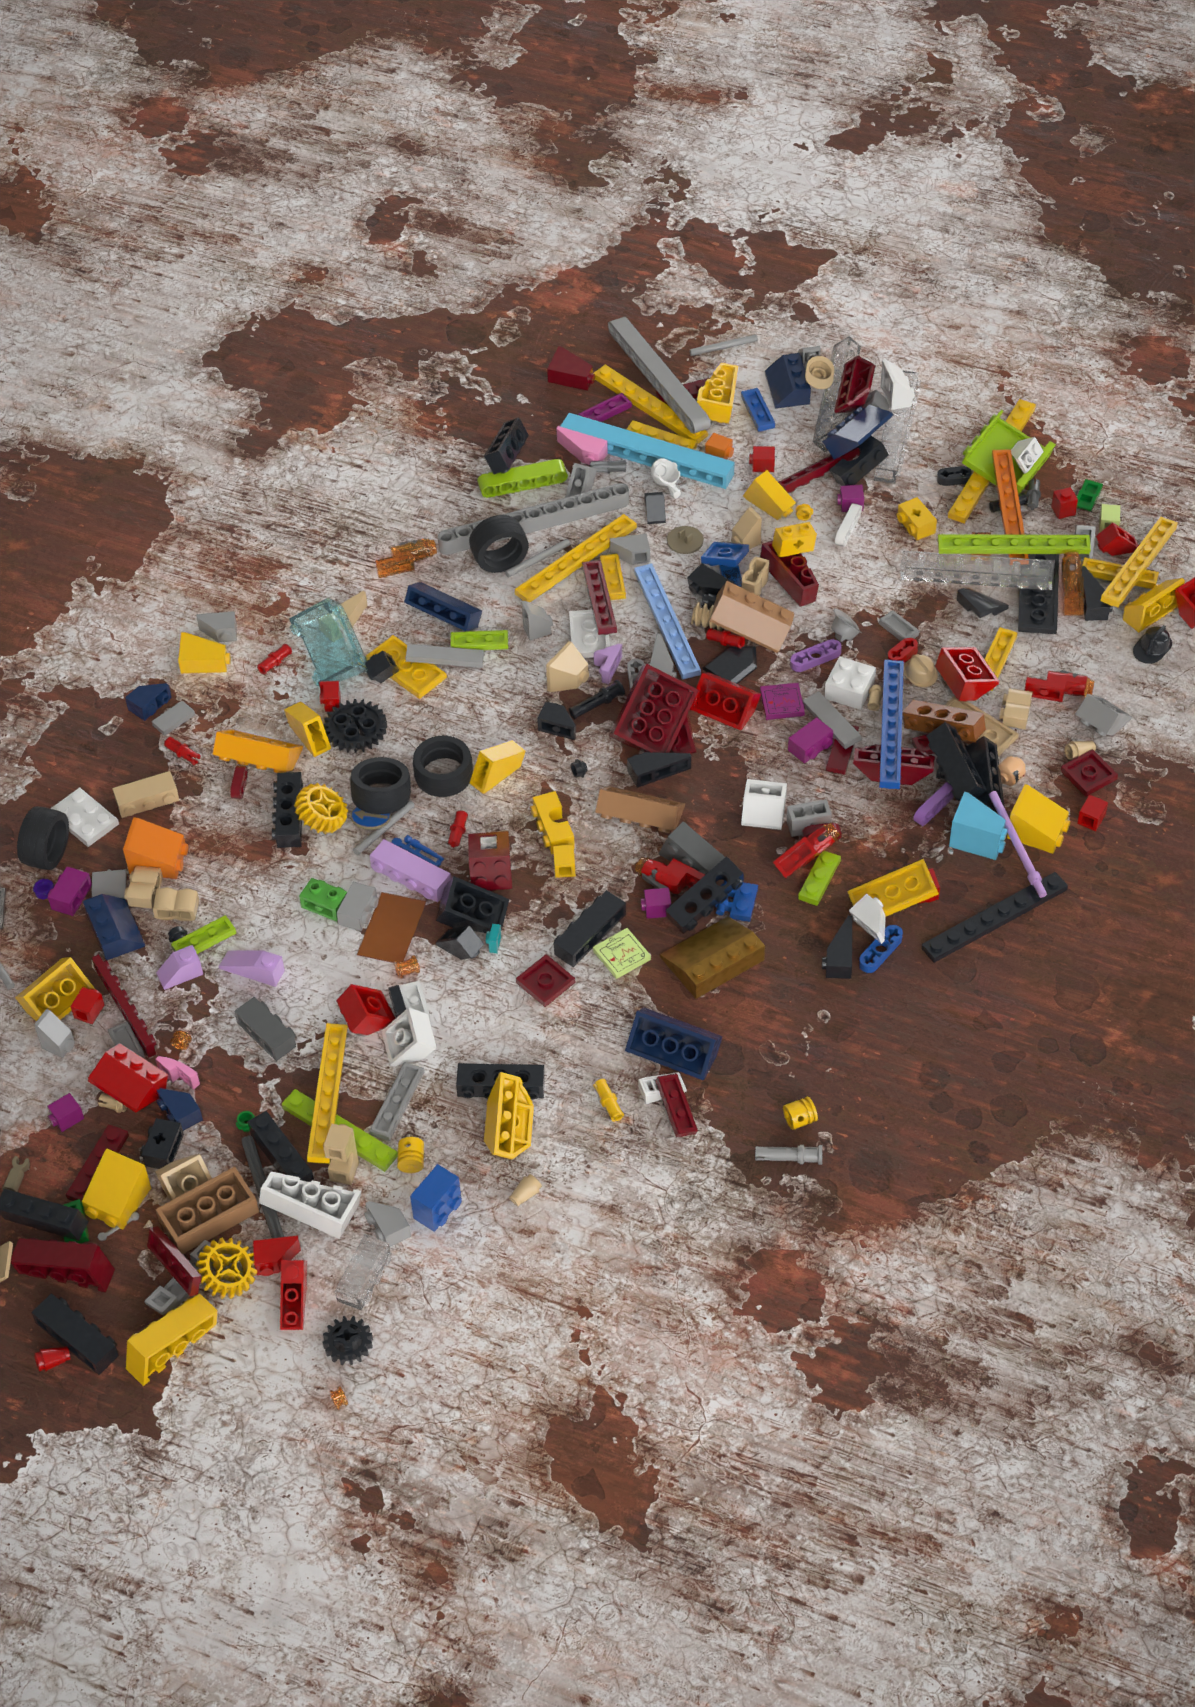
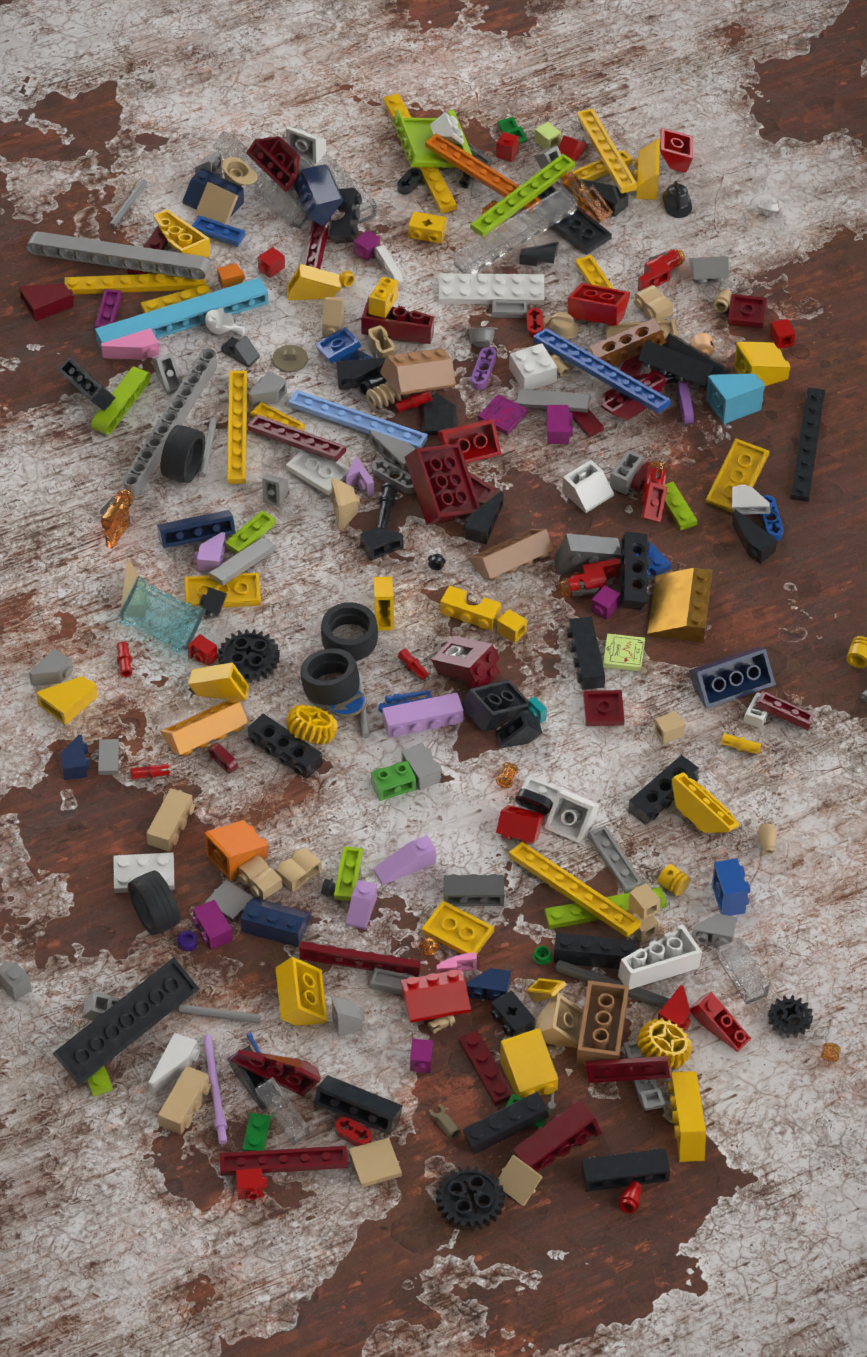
camera: 50 degrees left, 0 degrees up
(87, 1005) = (338, 980): red brick -> none
(204, 1144) = (544, 989): none -> yellow slope
(216, 1047) = (457, 929): none -> yellow plate
(391, 928) = (459, 763): dark orange sticker -> none
(432, 632) = (210, 553): none -> lavender slope
(572, 1038) = (669, 727): none -> tan brick
(609, 466) = (171, 345): dark grey axle -> none
(778, 388) = (216, 203): none -> tan tile
(908, 601) = (484, 288): none -> white plate
(1033, 876) = (805, 398): lavender bar -> none

